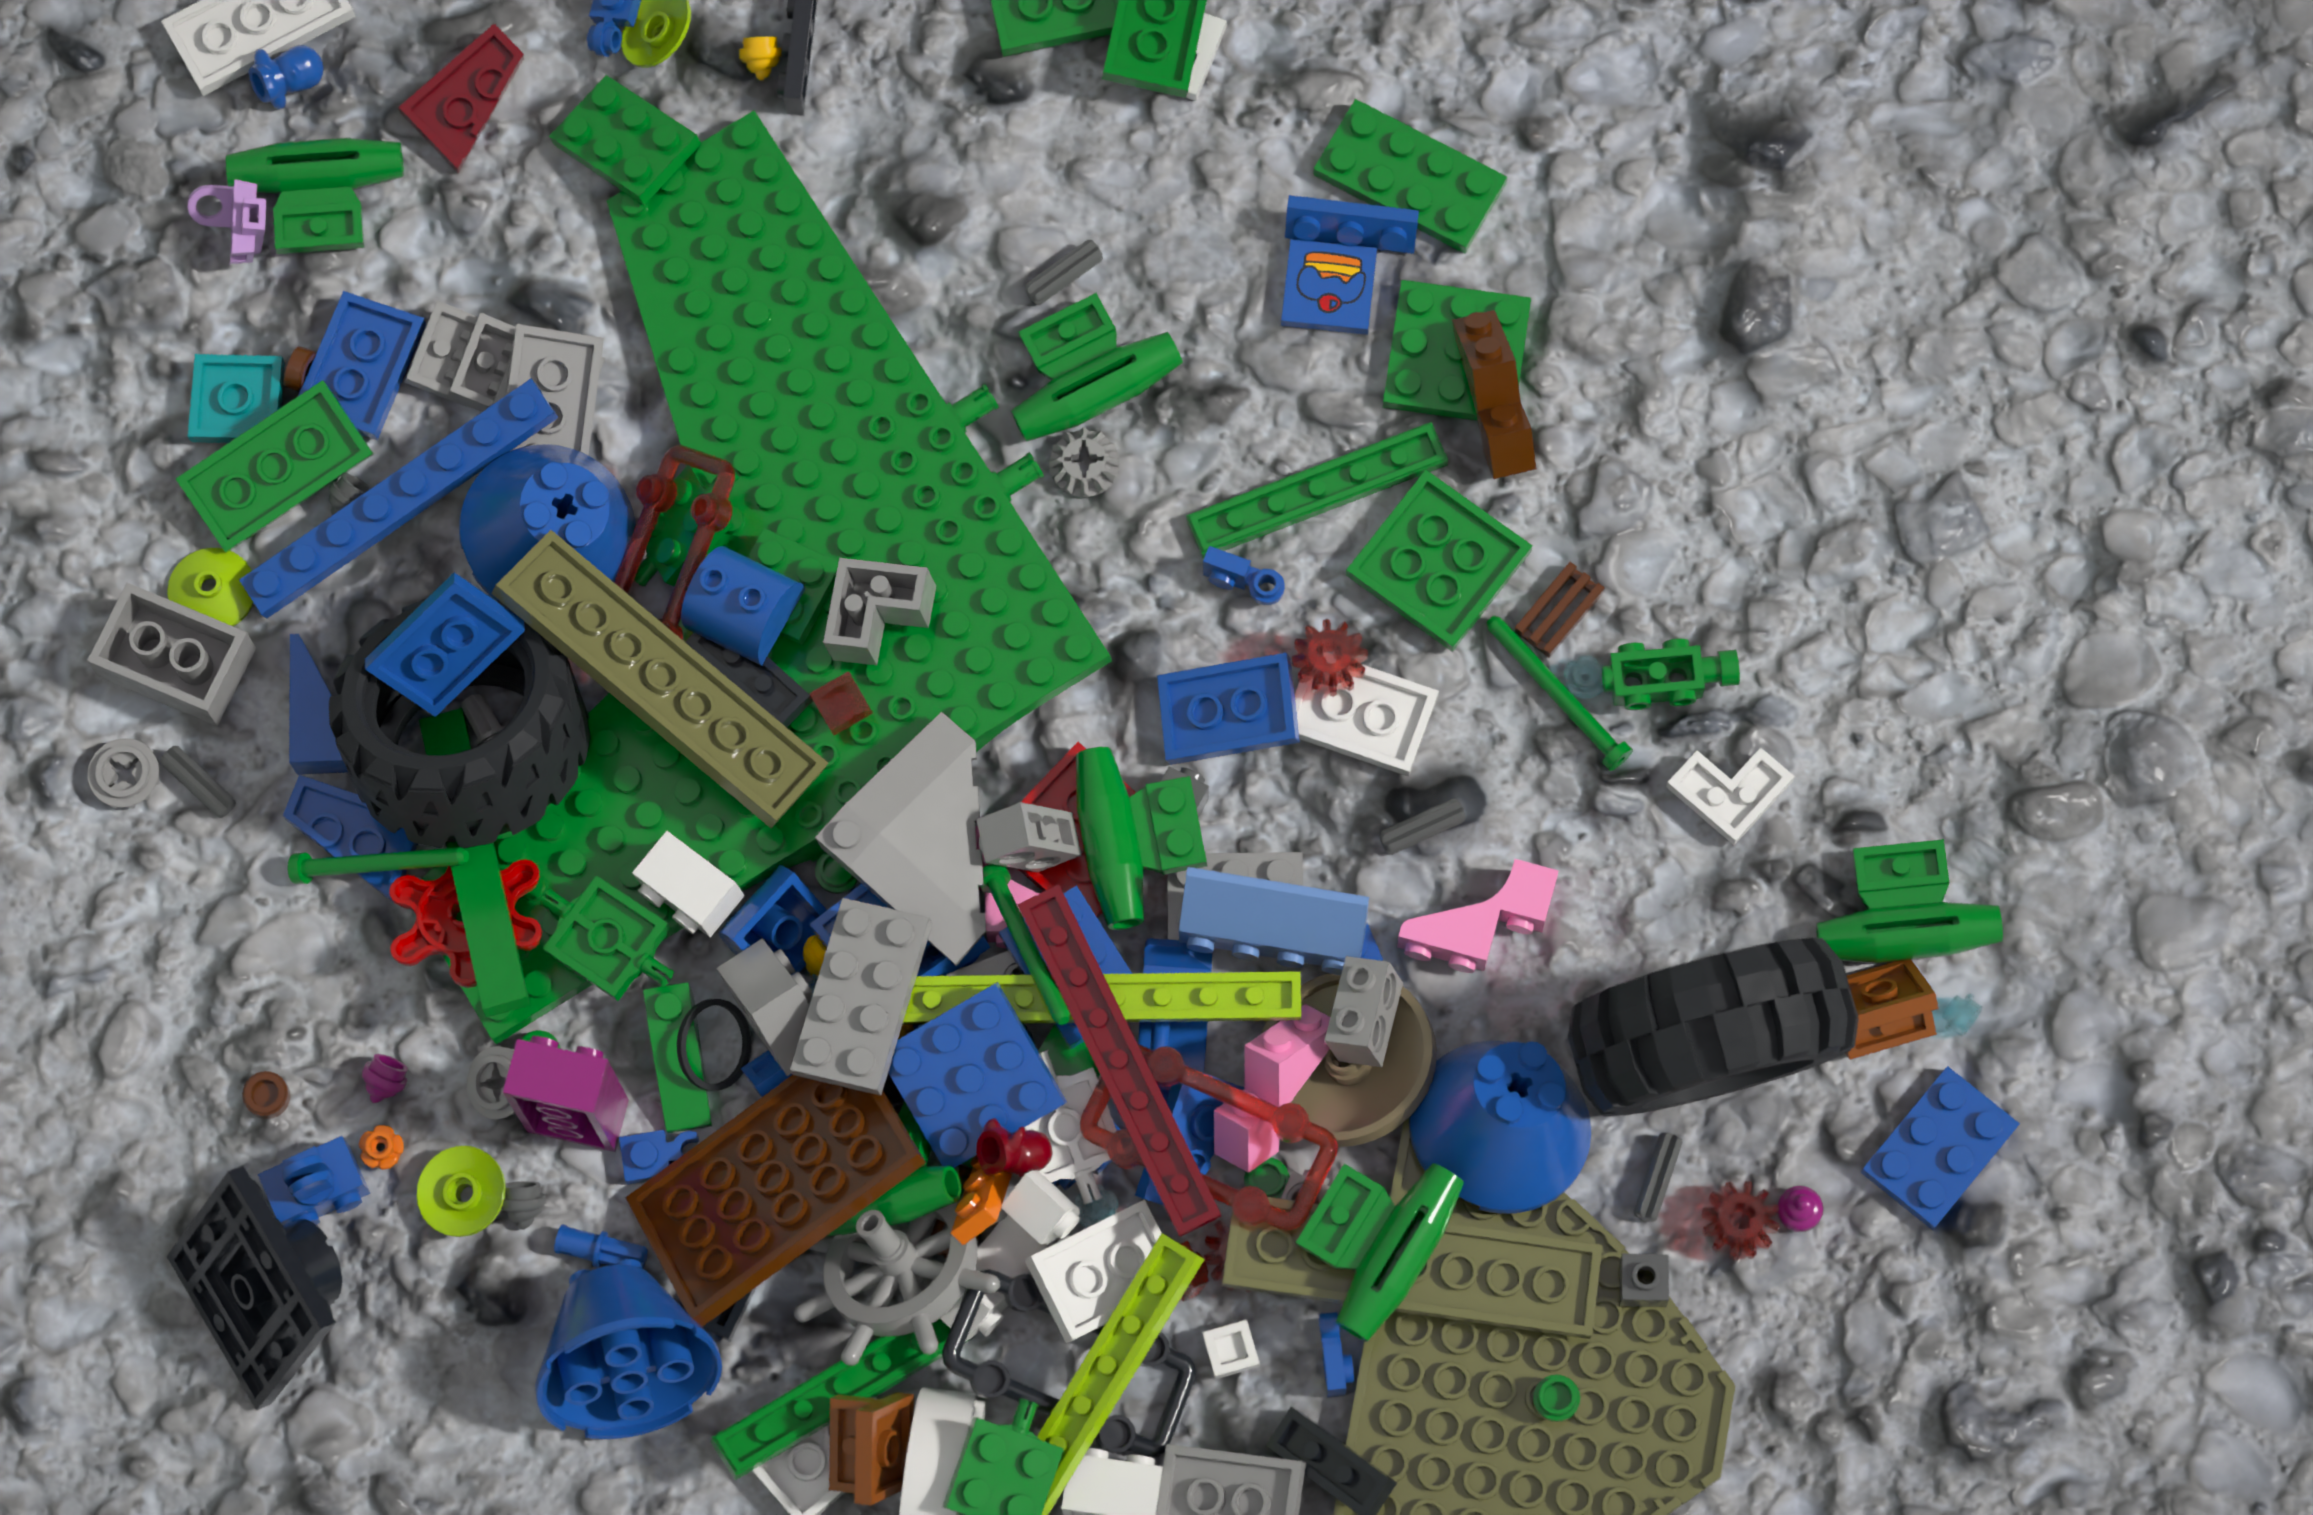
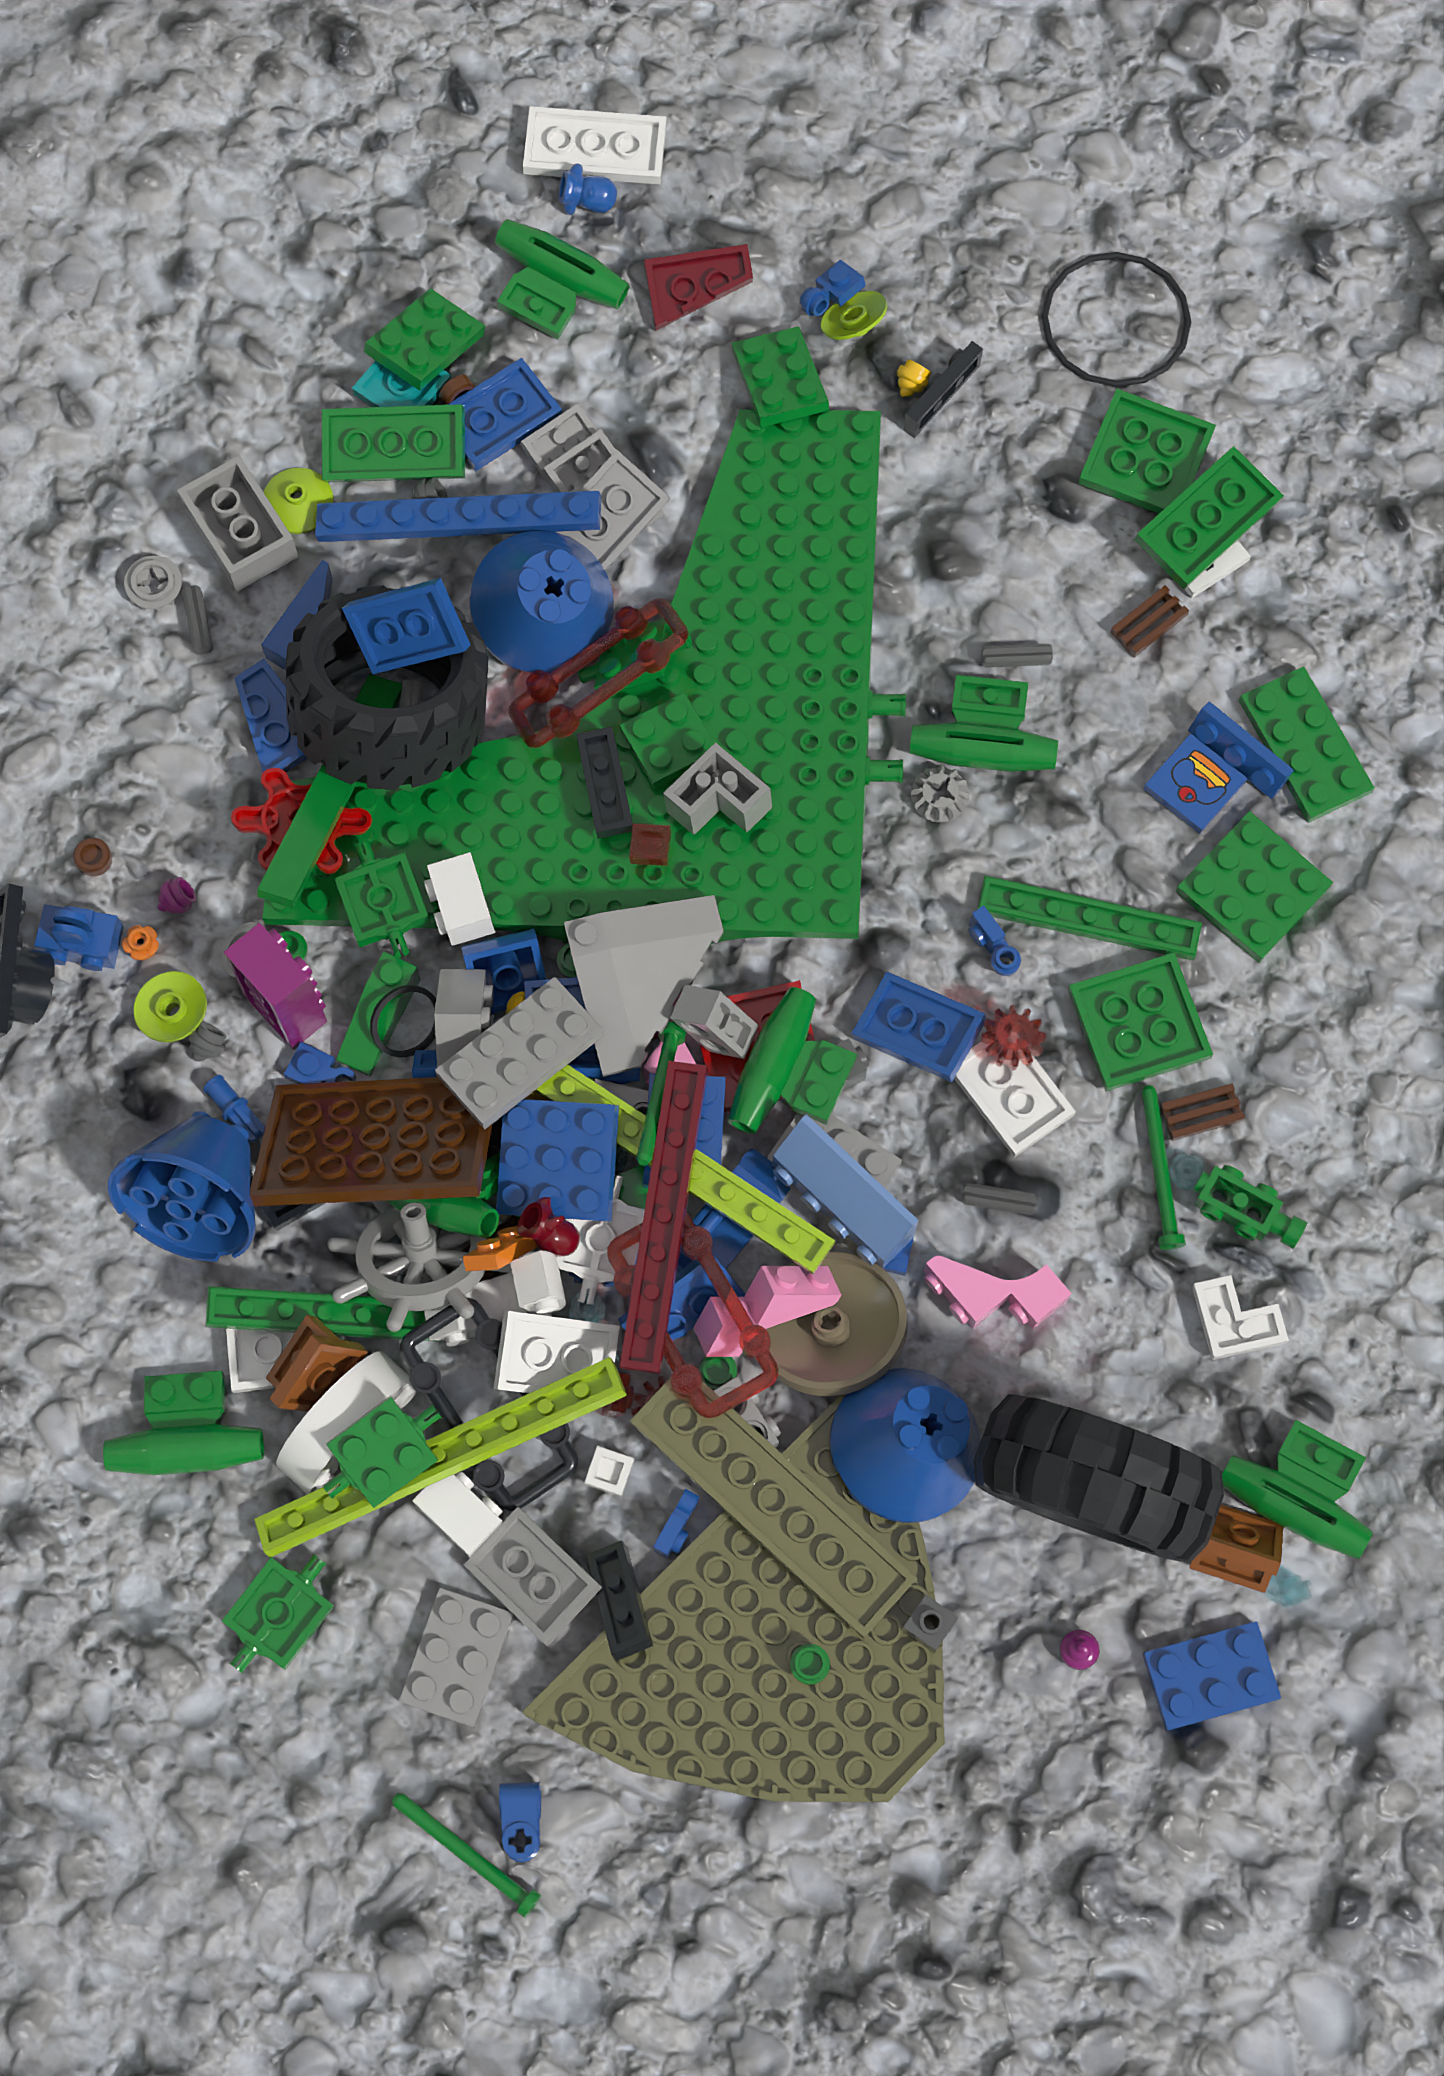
camera: 30 degrees right, 0 degrees up
(228, 336) = (424, 339): none -> green plate
(239, 212) = (489, 266): lavender piece -> none
(303, 868) = (224, 722): green bar -> none
(660, 678) = (536, 745): olive plate -> none
(739, 603) = (628, 730): blue brick -> none
(1179, 119) = (1170, 603): none -> reddish brown tile
(1363, 1011) = (862, 1298): light grey brick -> none
(1383, 1242) = (758, 1467): green plate -> none
(1495, 394) = (1259, 931): reddish brown arch -> none
(1658, 1177) = (993, 1557): dark grey axle -> none
(1756, 1229) = (1038, 1640): clear red gear -> none

